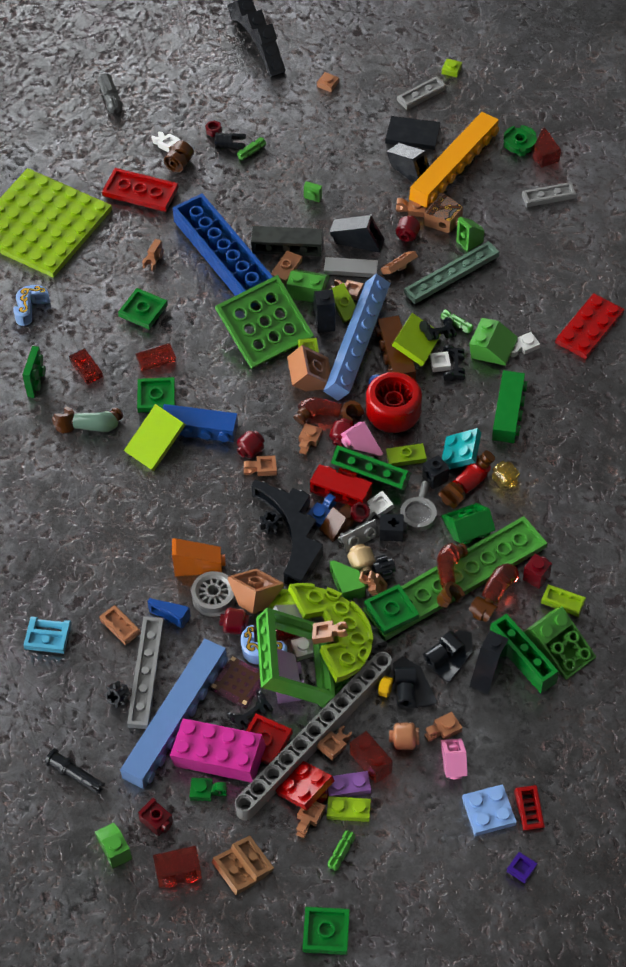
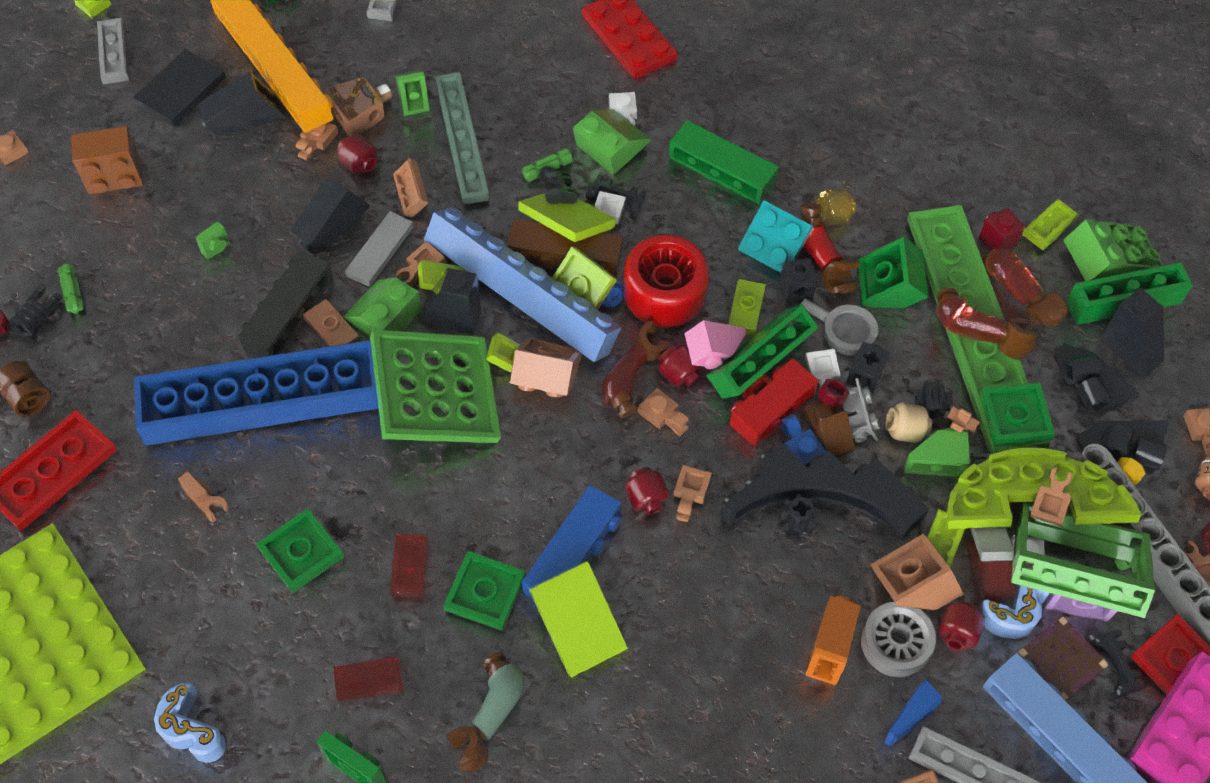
camera: 70 degrees left, 5 degrees up
(335, 122) = (106, 160): none -> dark orange brick
(372, 364) = (585, 277): none -> lime plate

